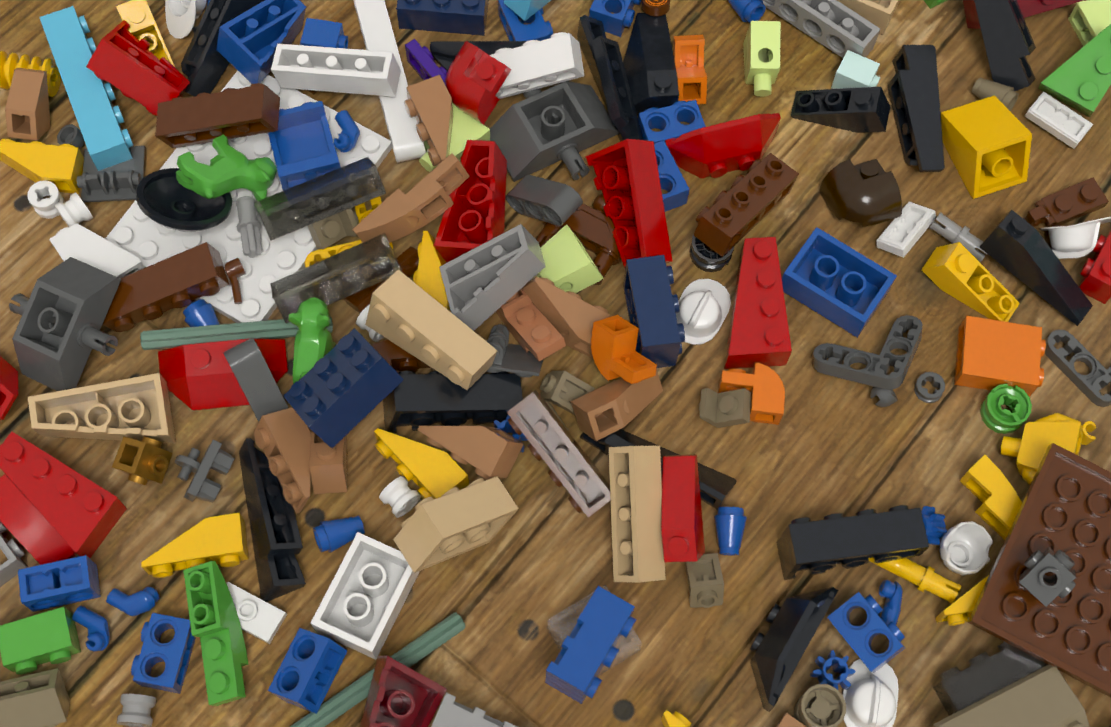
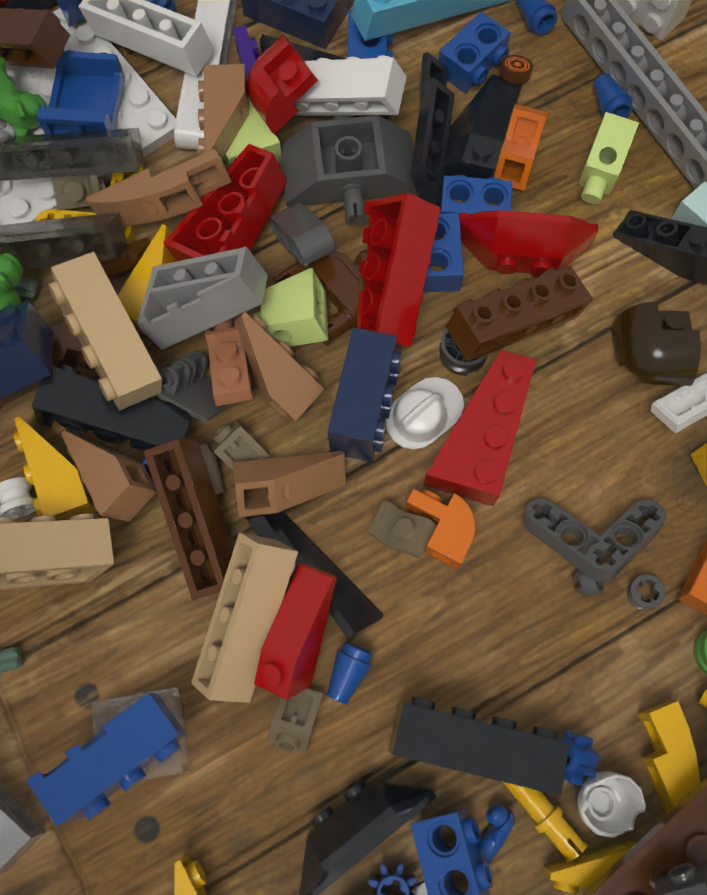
camera: 25 degrees right, 5 degrees up
(349, 134) = (131, 106): blue arm -> none
(615, 351) = (302, 426): orange brick -> none
(837, 281) = (586, 434): blue brick -> none

